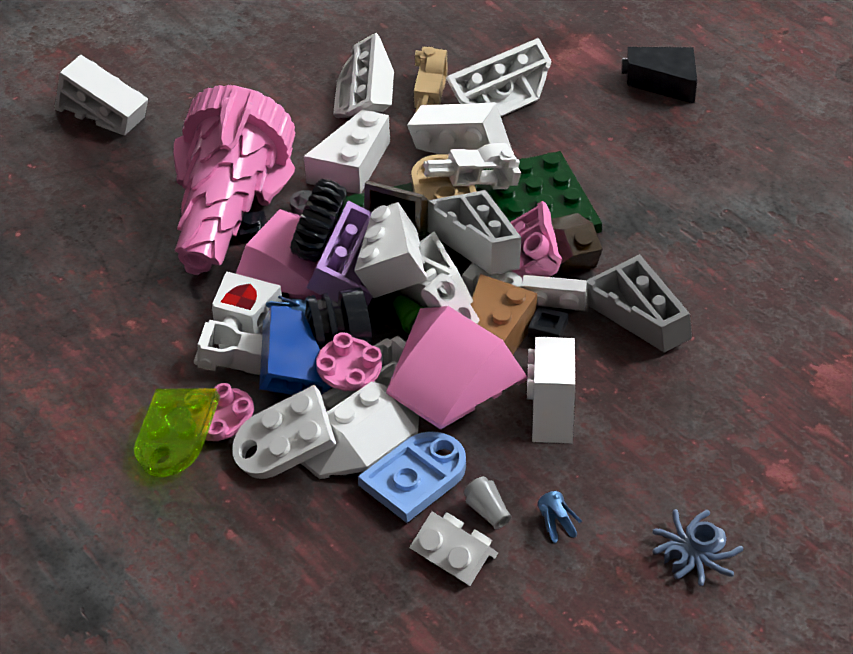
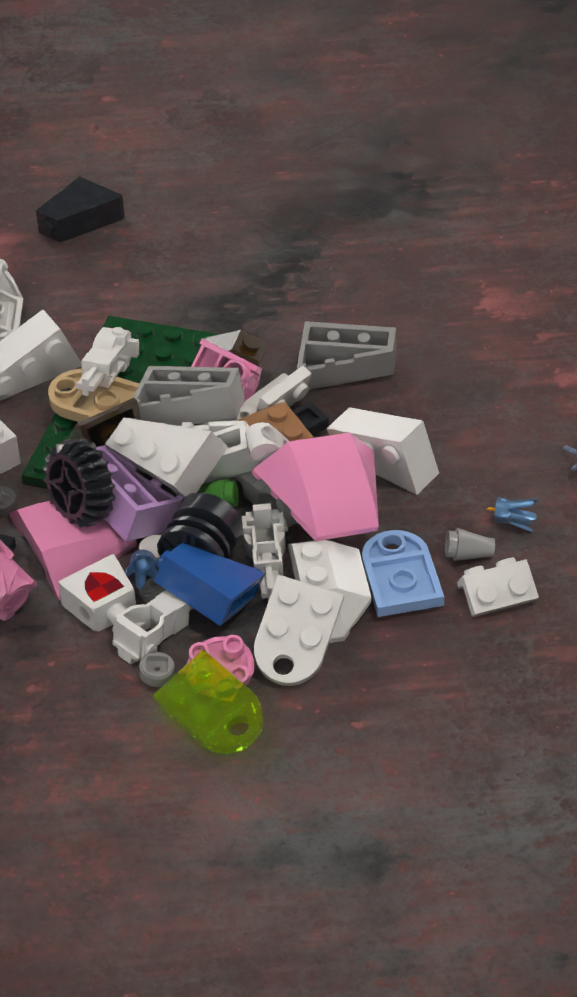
camera: 55 degrees left, 0 degrees up
(192, 376) = (156, 669): none -> light grey tile
(348, 363) = (259, 547): bright pink dish -> none

